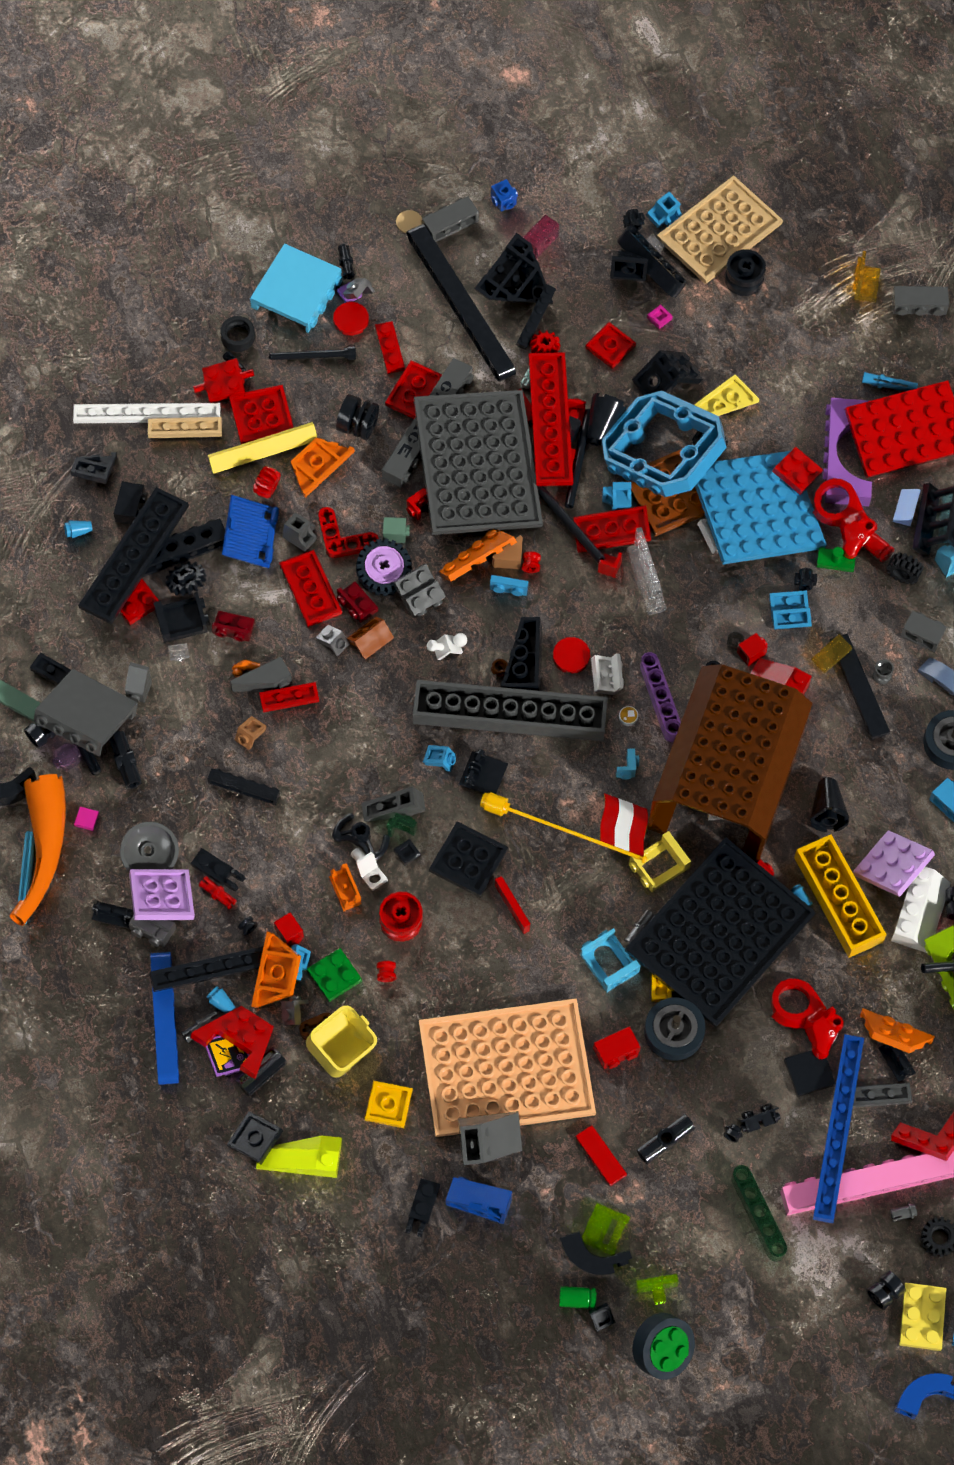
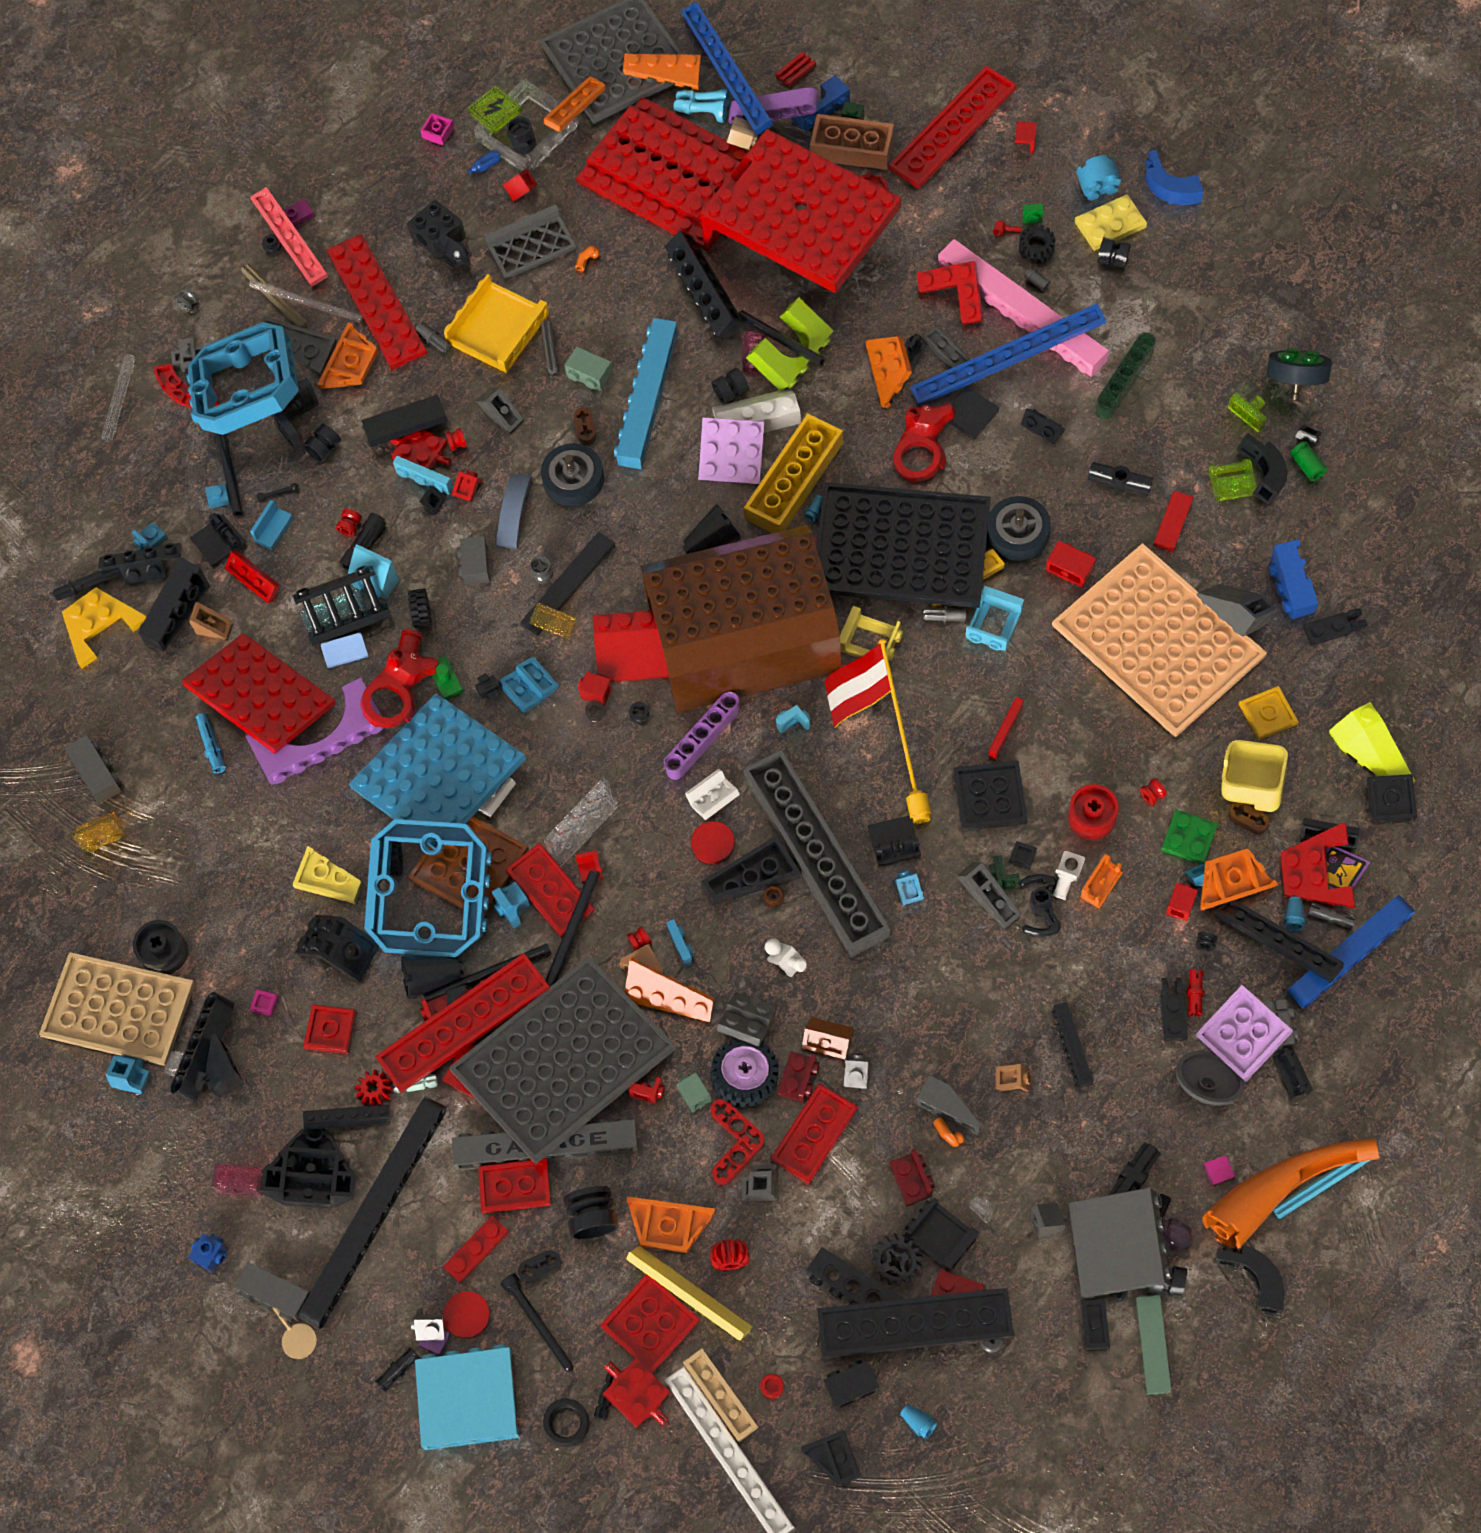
camera: 115 degrees left, 0 degrees up
(167, 461) = (772, 1386): none -> red tile
(249, 531) = (797, 1233): blue window -> none
(289, 697) = (949, 1067): red plate -> none
(291, 1010) = (1257, 842): flat silver bracket -> none
(353, 376) = (537, 1261): none -> black beam
(628, 716) = (740, 754): tile -> none
(634, 219) = (158, 1099): black gear -> none
(733, 1133) = (1072, 435): black plate -> none
(797, 470) = (371, 759): red plate -> none

